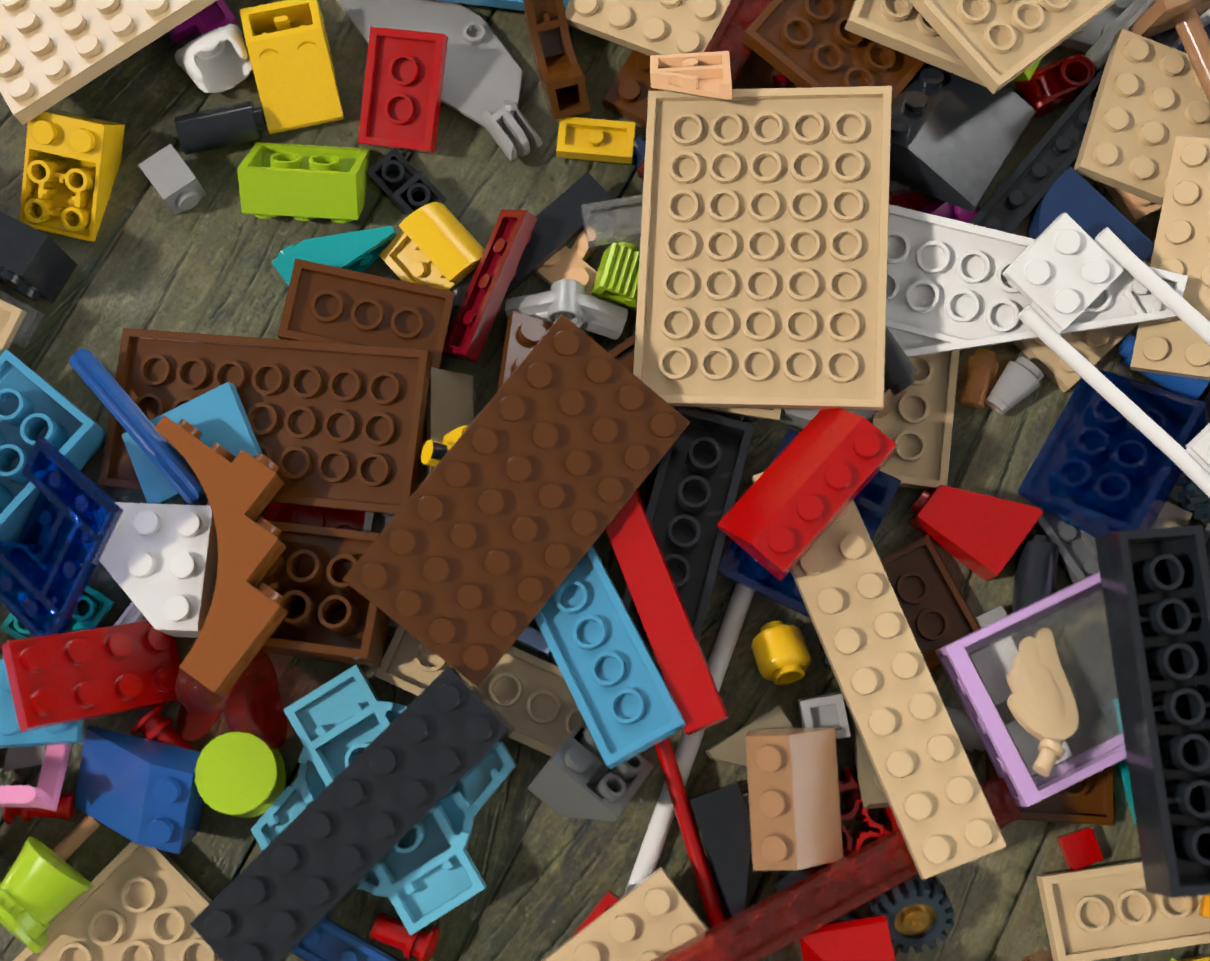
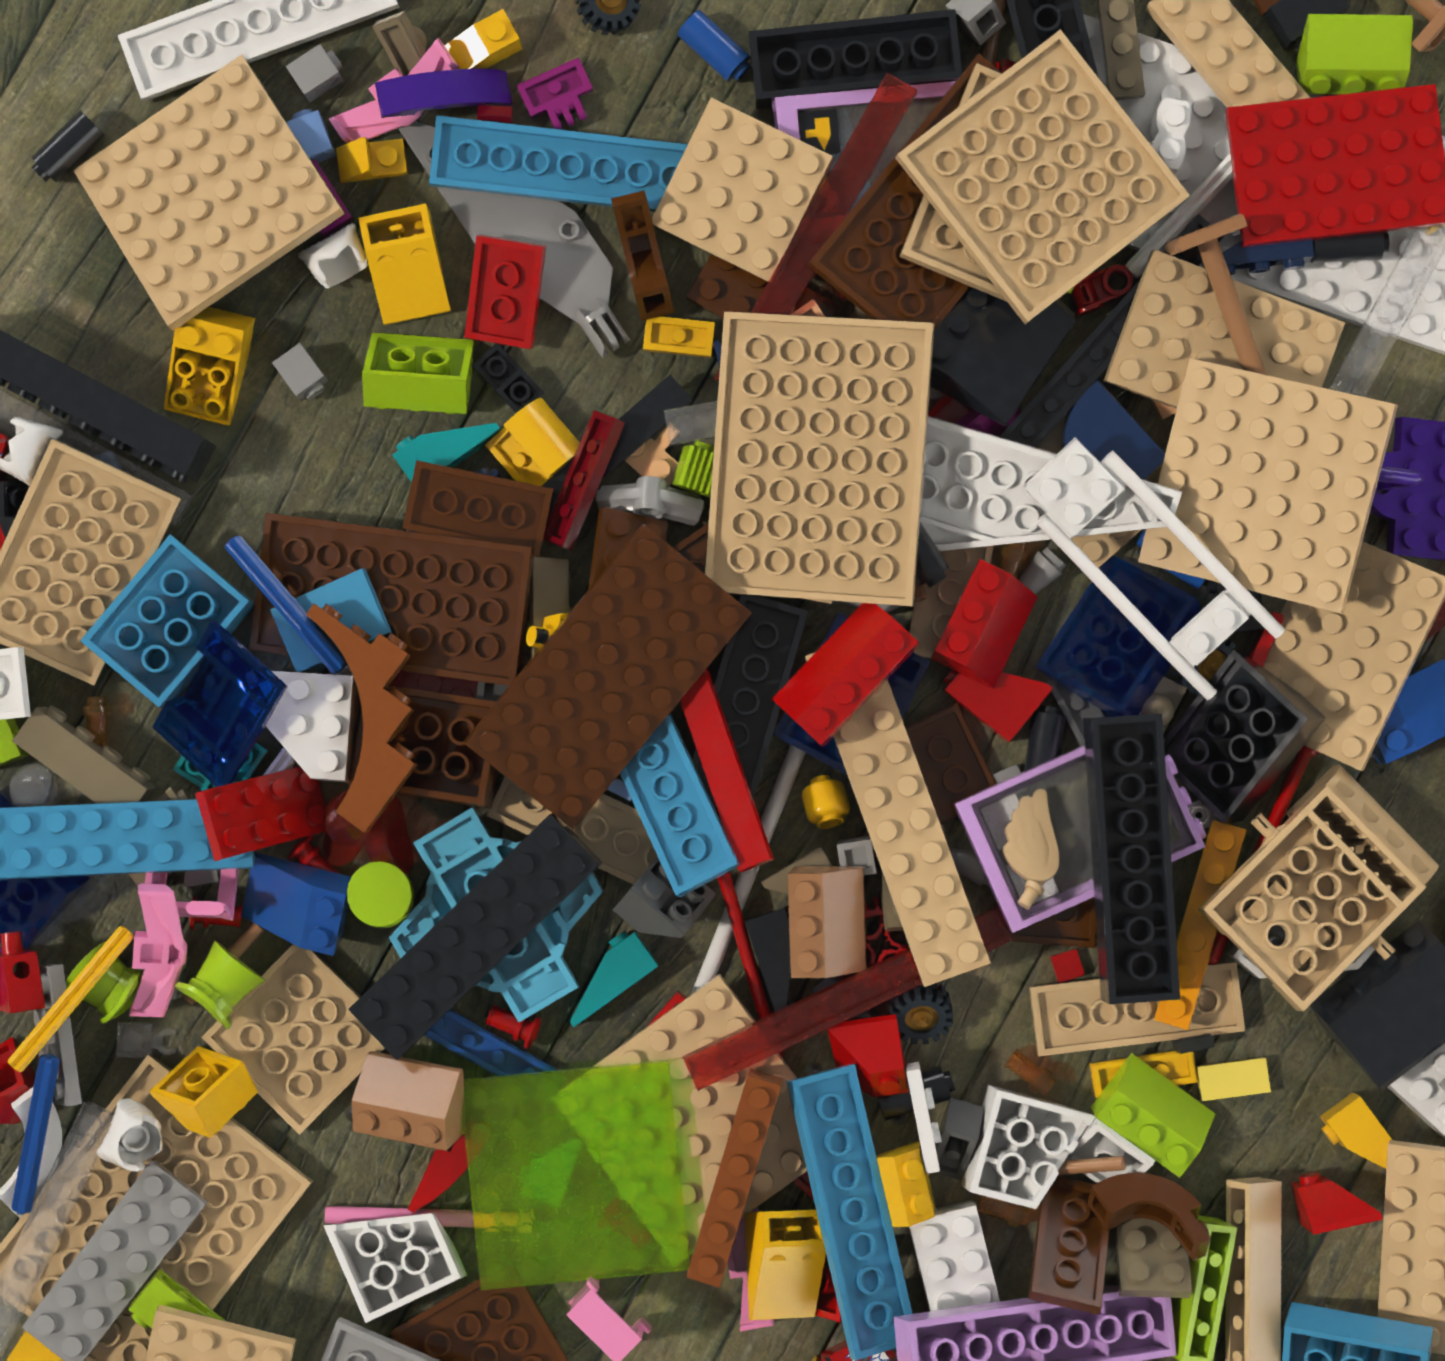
camera: 10 degrees right, 10 degrees up
(220, 127) = (341, 321): black brick -> none
(535, 866) = (619, 969): none -> teal slope
(693, 73) = (764, 298): light nougat wing -> none
(959, 437) = (985, 624): none -> red slope

